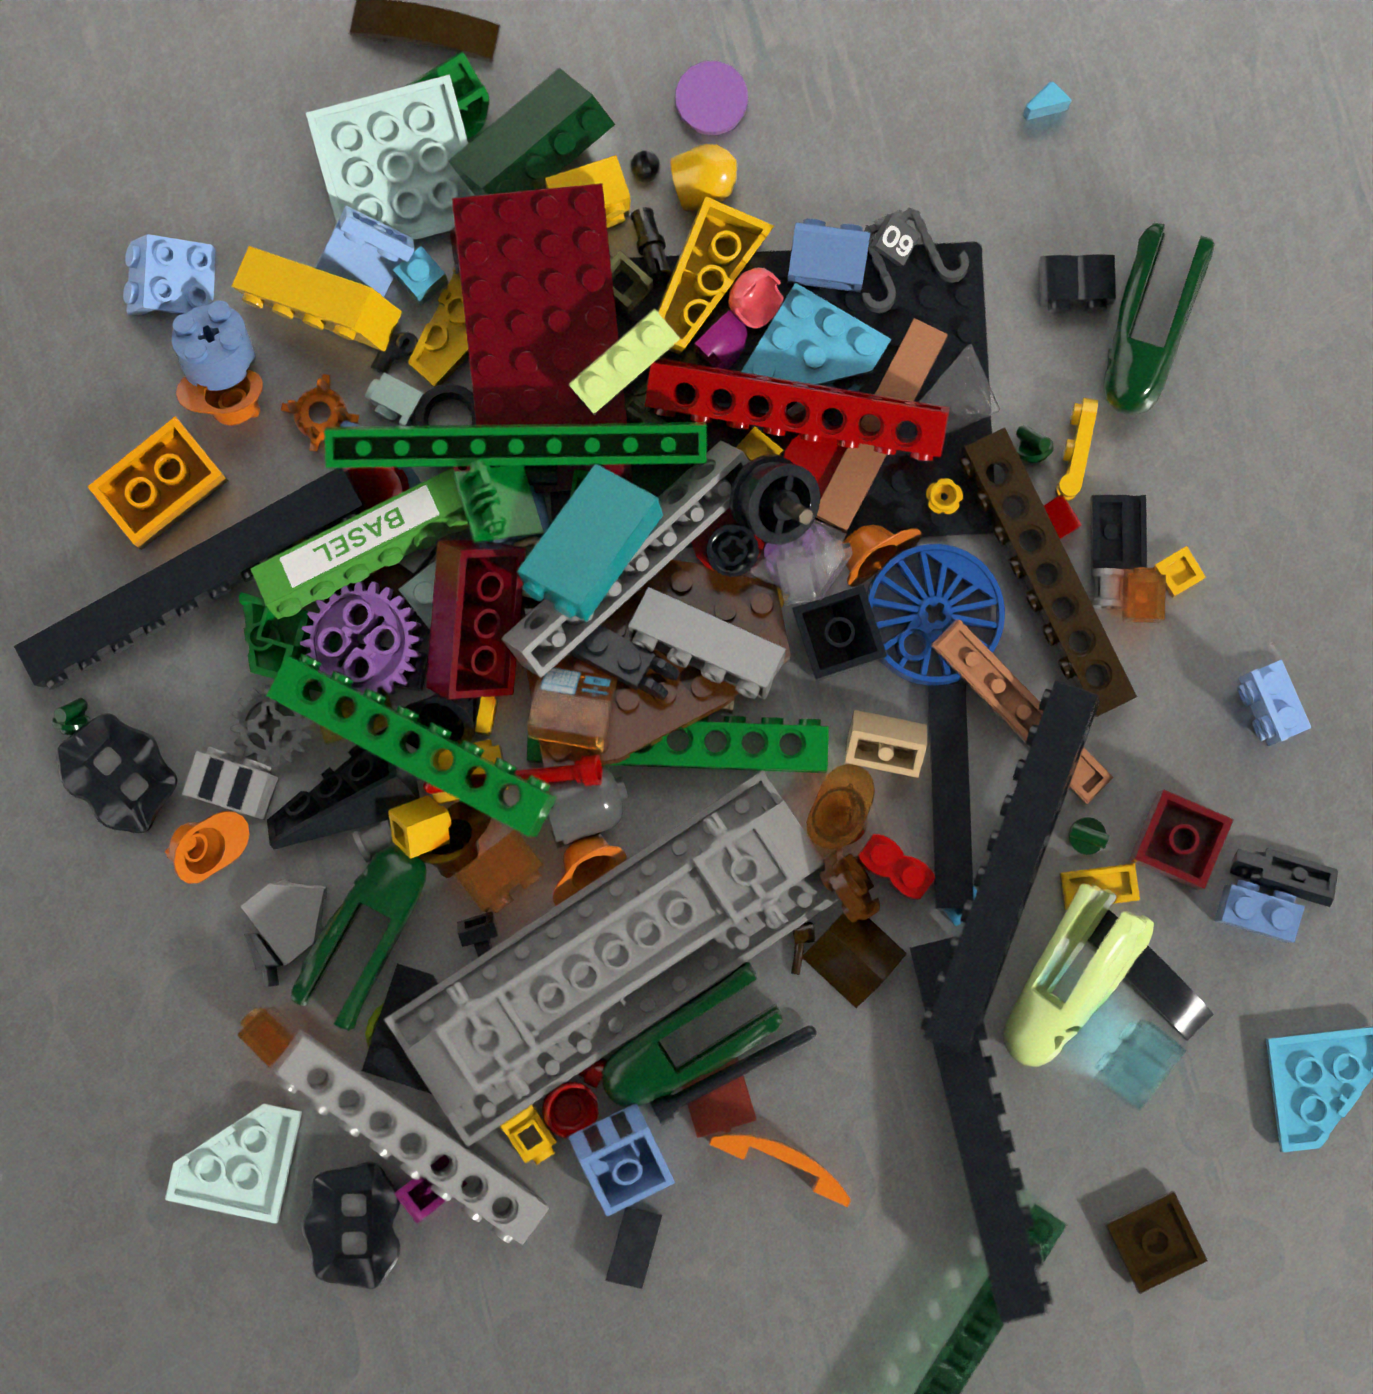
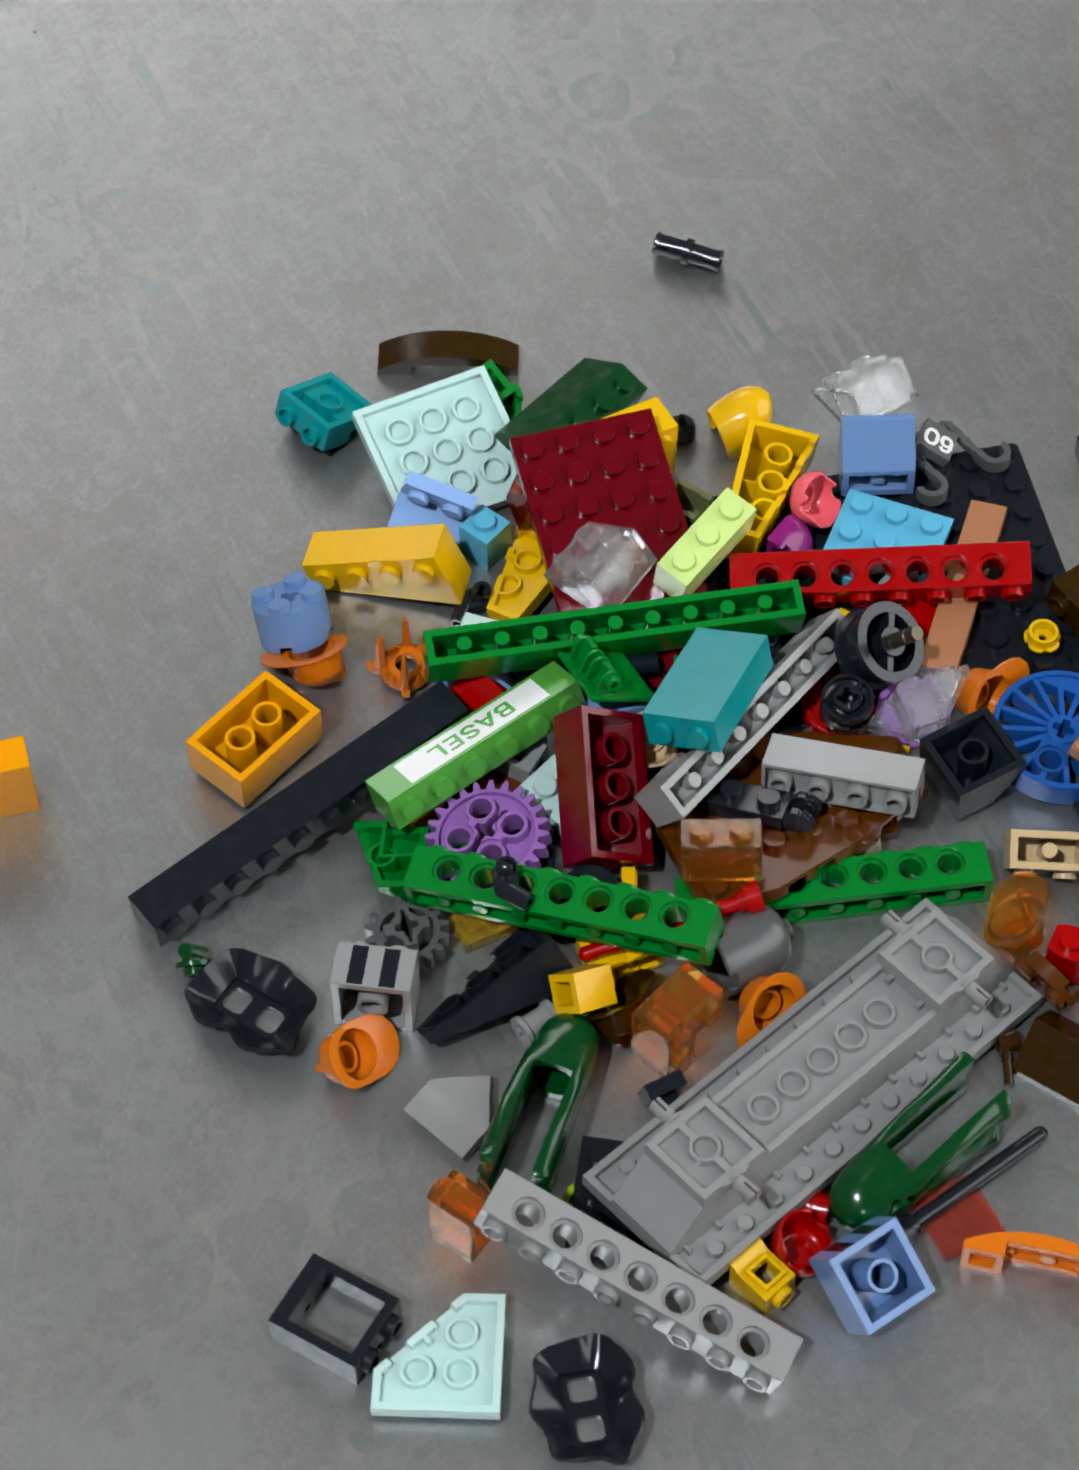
camera: 10 degrees left, 30 degrees down
(122, 1080) = (301, 1297): none -> black window
(168, 275) = (231, 569): light blue bracket -> none
(264, 958) = (436, 1156): black bar -> none
(285, 84) = (320, 410): none -> teal plate
(359, 728) = (507, 884): none -> black arm
(418, 1196) = (657, 1359): magenta slope -> none
(517, 367) = (601, 564): none -> clear slope
(633, 1247) = (904, 1379): black slope -> none
(651, 244) = (699, 476): black pin -> none
(711, 97) = (729, 367): medium lavender tile -> none
(841, 155) = (867, 388): none -> clear slope
(963, 390) = (1047, 549): clear wing -> none
(1047, 101) = (1047, 326): medium azure slope -> none

